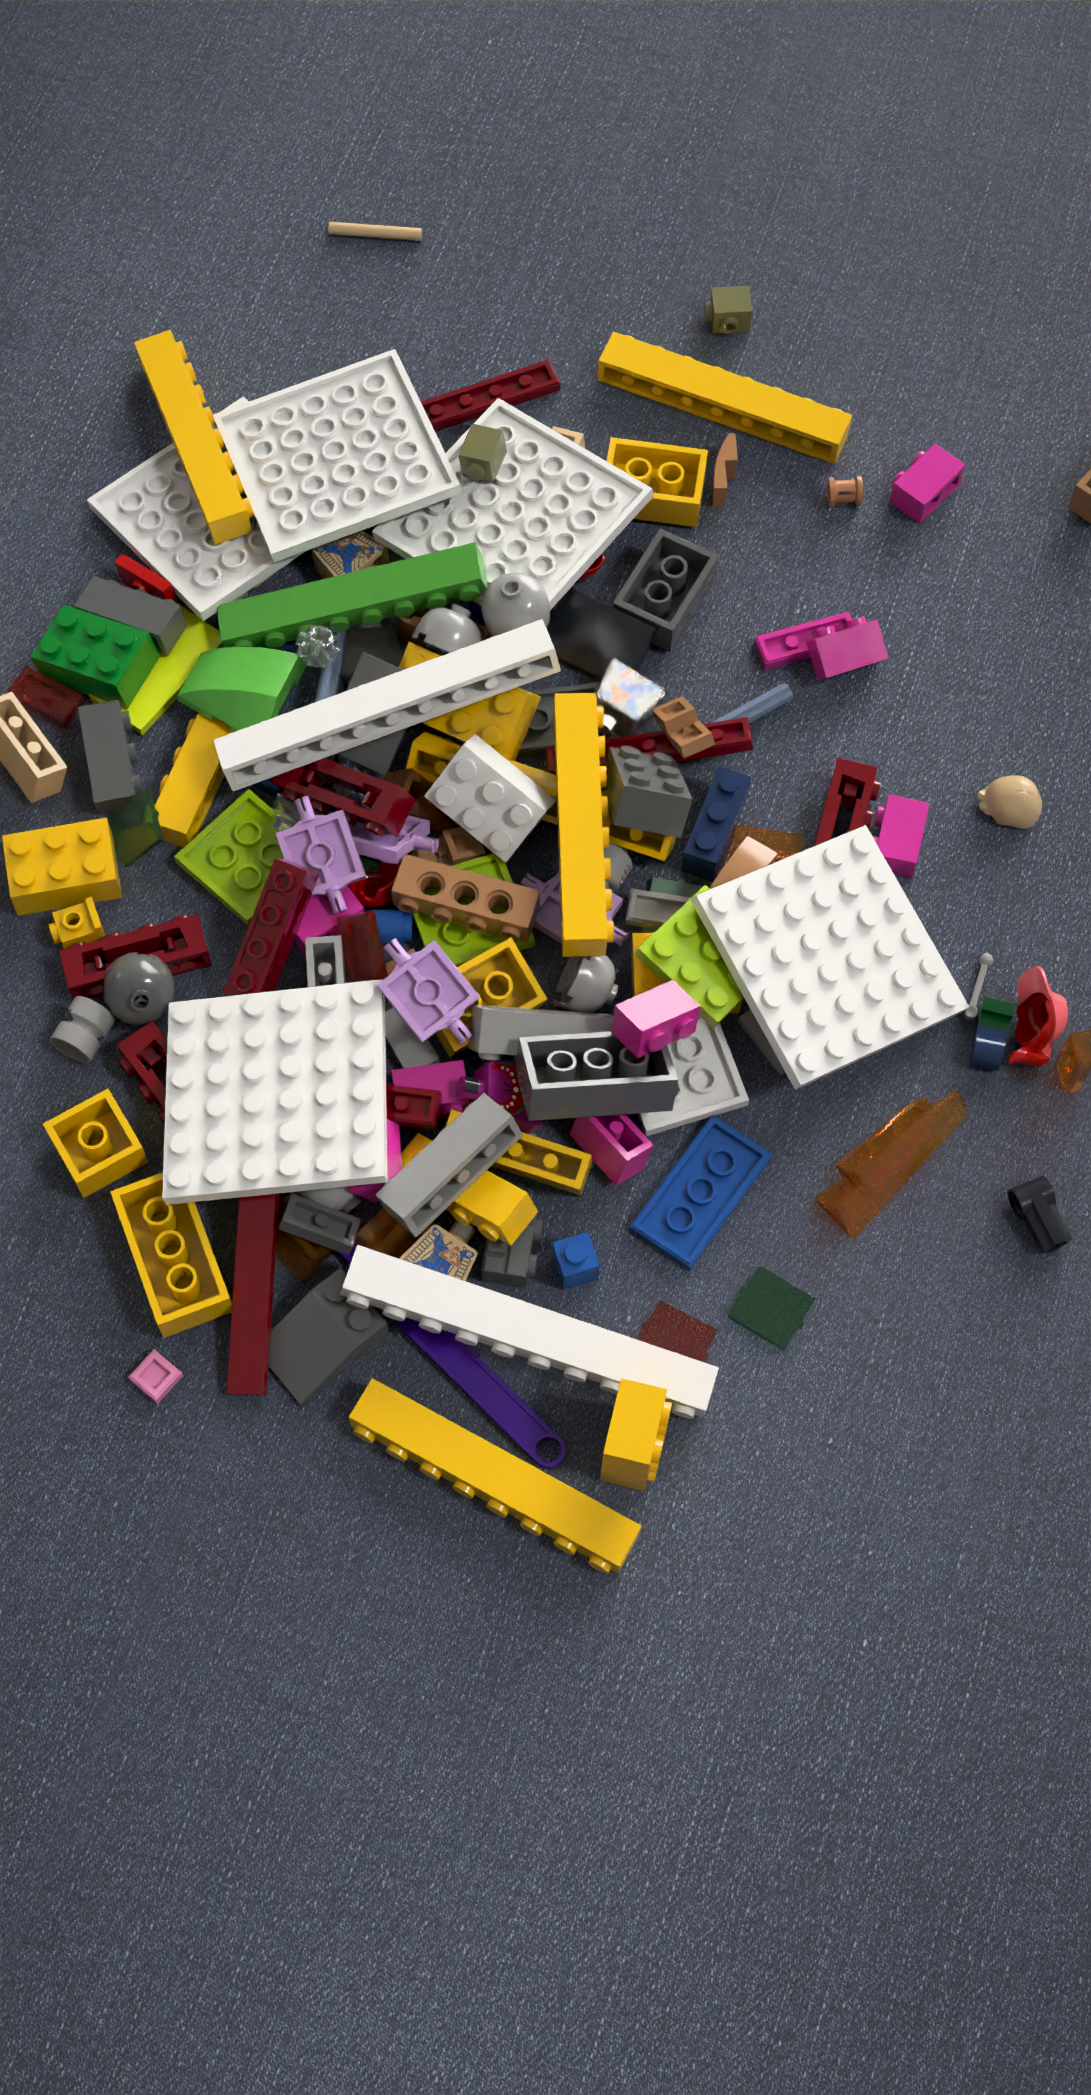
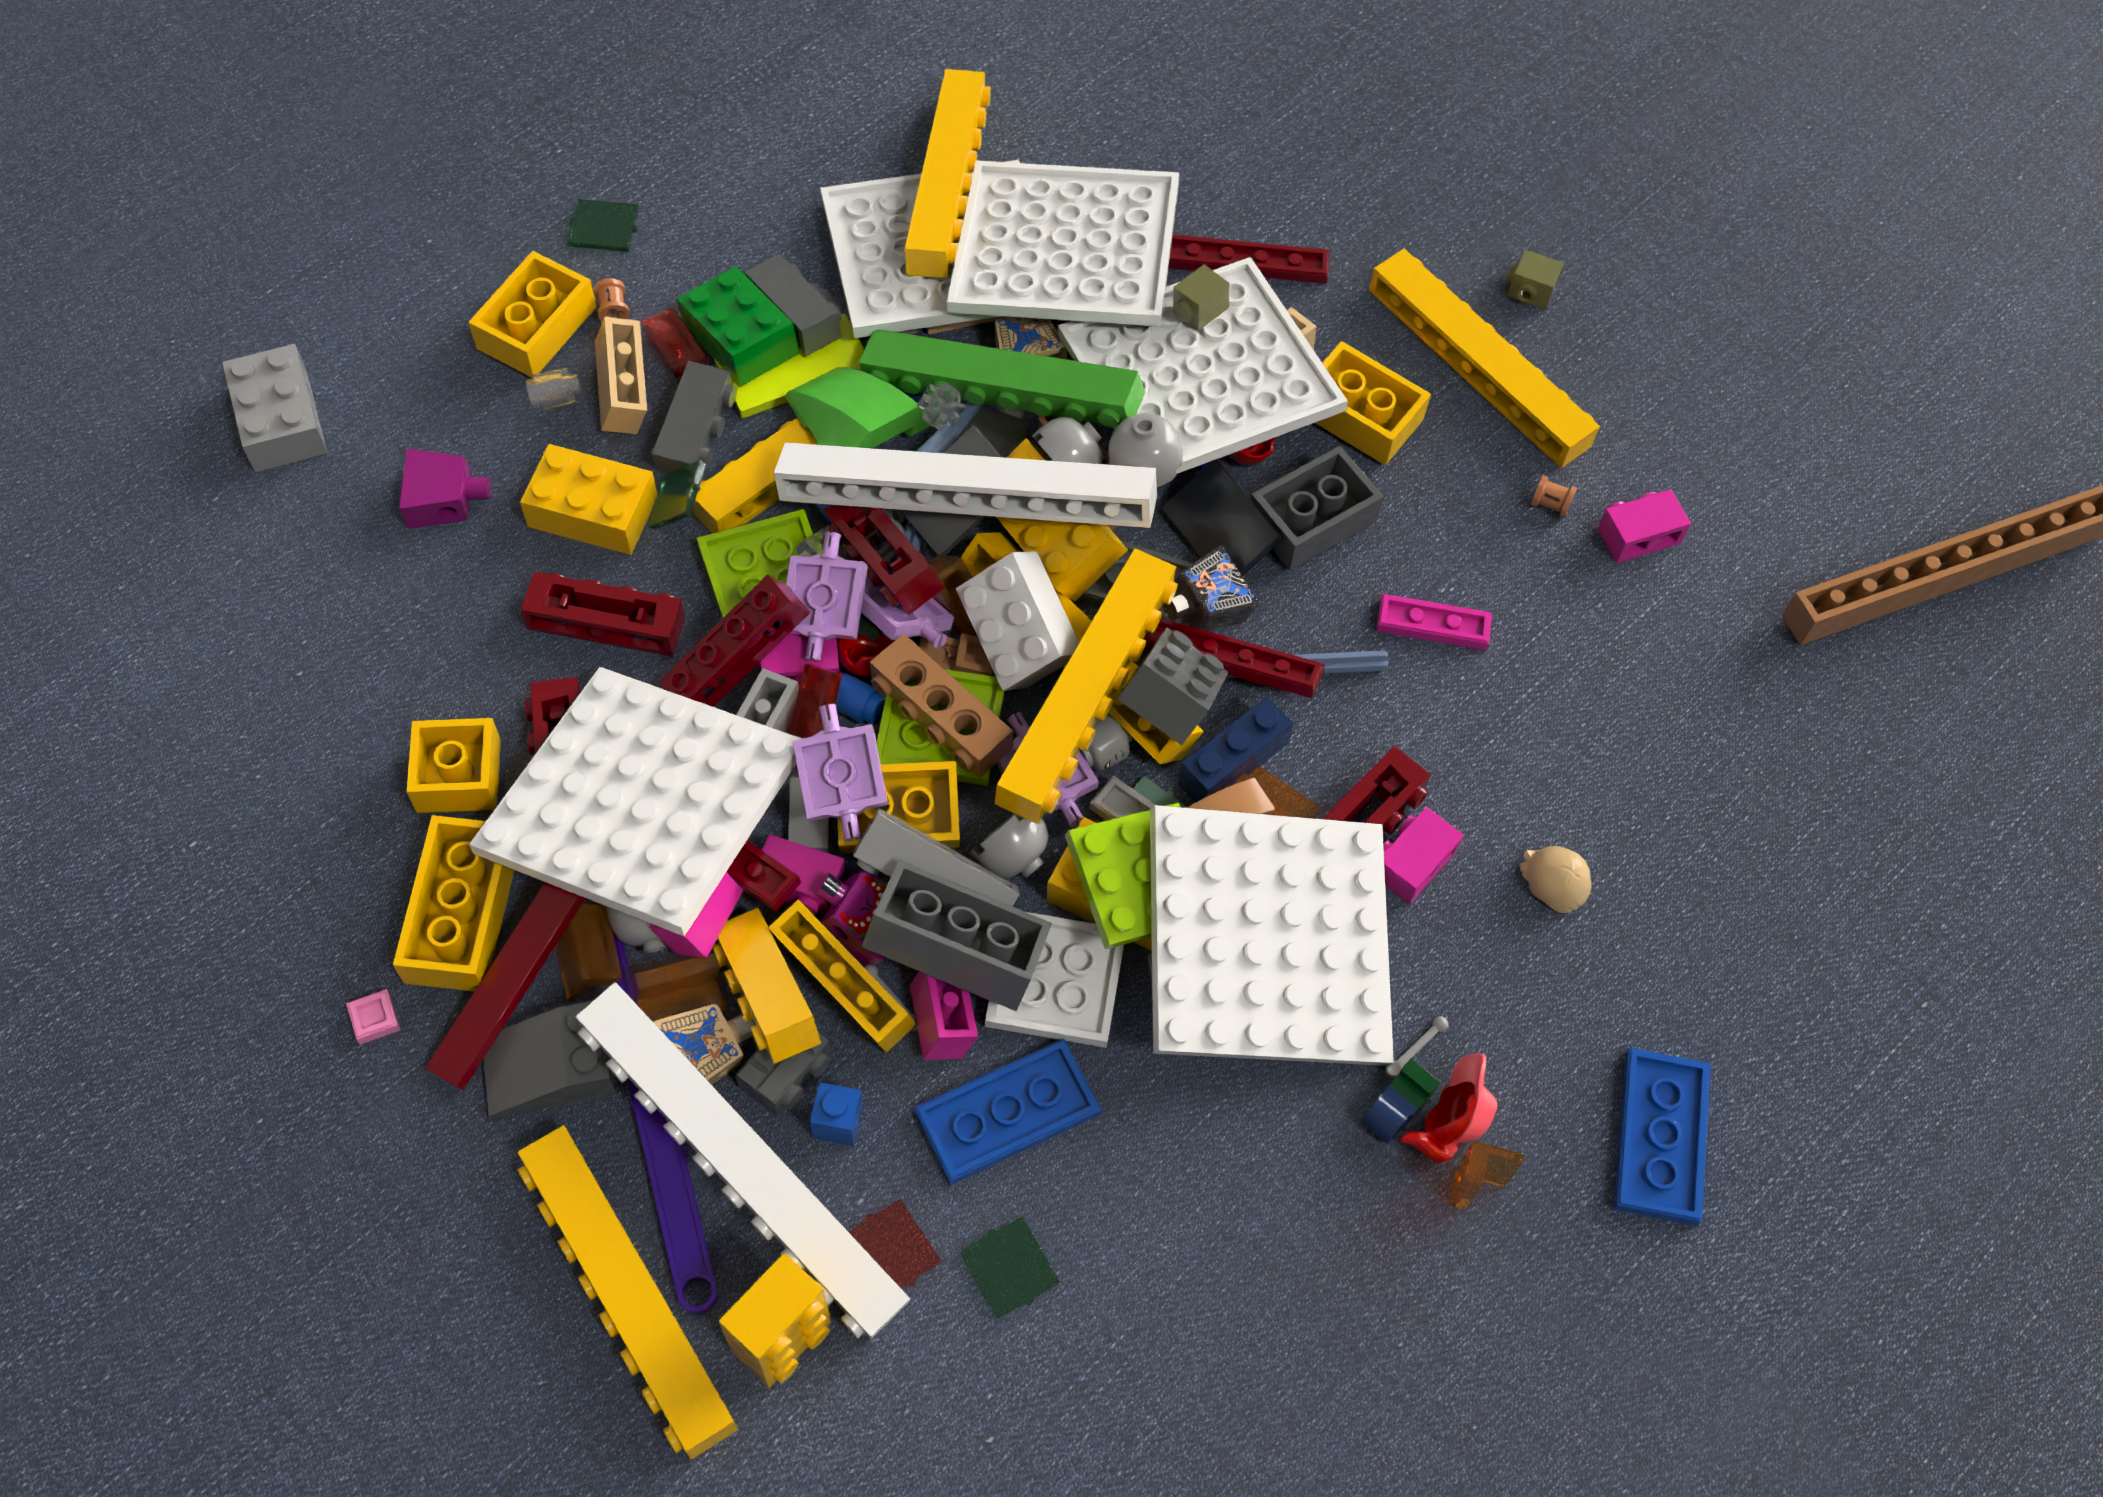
camera: 25 degrees right, 5 degrees down
(77, 924) = (570, 557): yellow brick -> none
(81, 1031) = (515, 653): light grey wheel -> none
(138, 988) = (583, 640): dark grey cylinder -> none
(142, 578) = (825, 279): red plate -> none
(320, 1224) = (606, 946): dark grey plate -> none
(375, 231) = (1233, 70): tan bar -> none
(449, 1164) = (756, 951): light grey brick -> none
(655, 1018) = (1045, 908): brick -> none
(682, 727) = (1252, 643): medium nougat slope -> none
(724, 470) = (1442, 422): medium nougat slope -> none
(846, 649) = (1467, 645): dark pink brick -> none
(889, 1160) = (1219, 1177): clear orange wedge -> none
(1037, 1206) = (1347, 1305): black piece -> none

